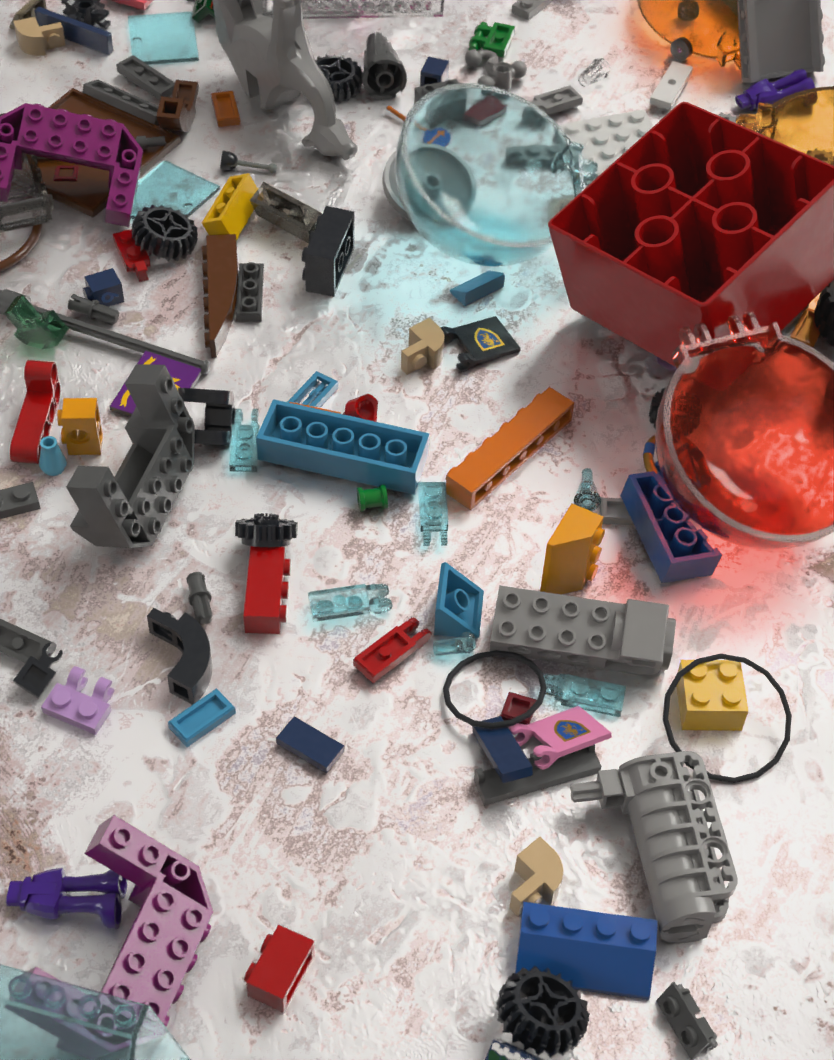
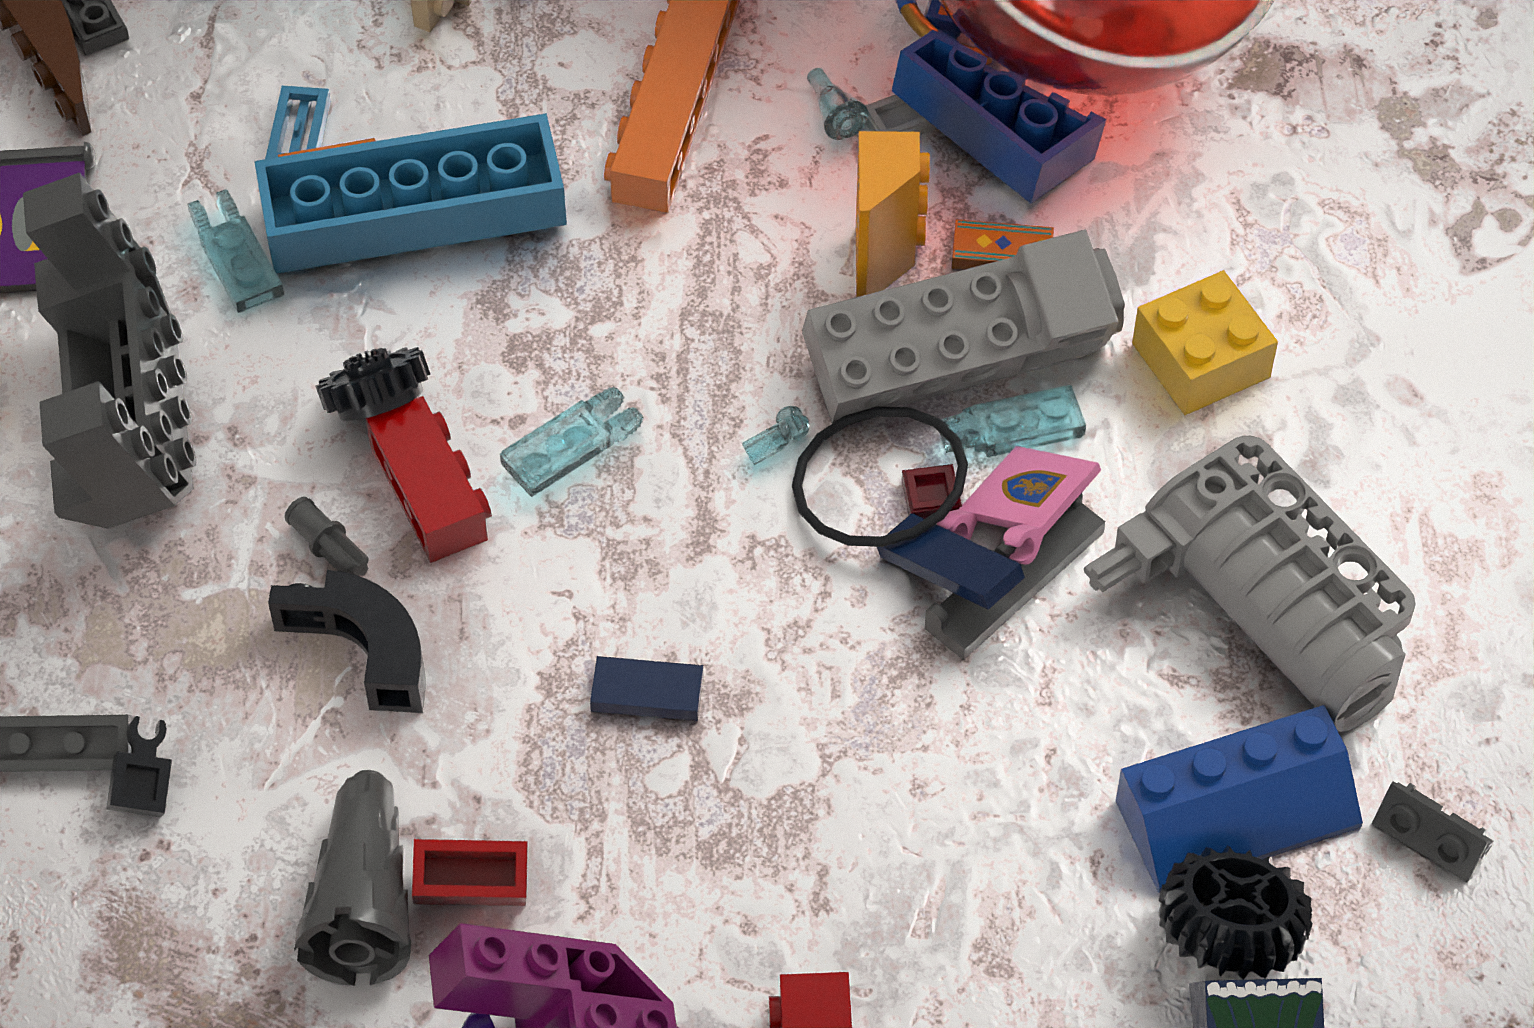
camera: 25 degrees left, 5 degrees up
(77, 708) = (237, 801): lavender plate -> none
(98, 782) = (357, 904): none -> dark grey cone
(159, 795) = (469, 872): none -> red brick
(201, 717) = (449, 725): dark azure tile -> none
(218, 414) = (166, 228): black piece -> none
(362, 407) = (402, 116): red piece -> none
(372, 498) = (506, 258): green bush -> none
(391, 650) = (683, 488): red hinge -> none
(433, 511) = (614, 240): clear light blue hinge -> none
(457, 604) = (742, 371): dark azure slope -> none
(542, 874) = (1114, 716): tan brick -> none
(620, 590) = (988, 242): none -> orange tile
(774, 683) = (1287, 282): black piece -> none

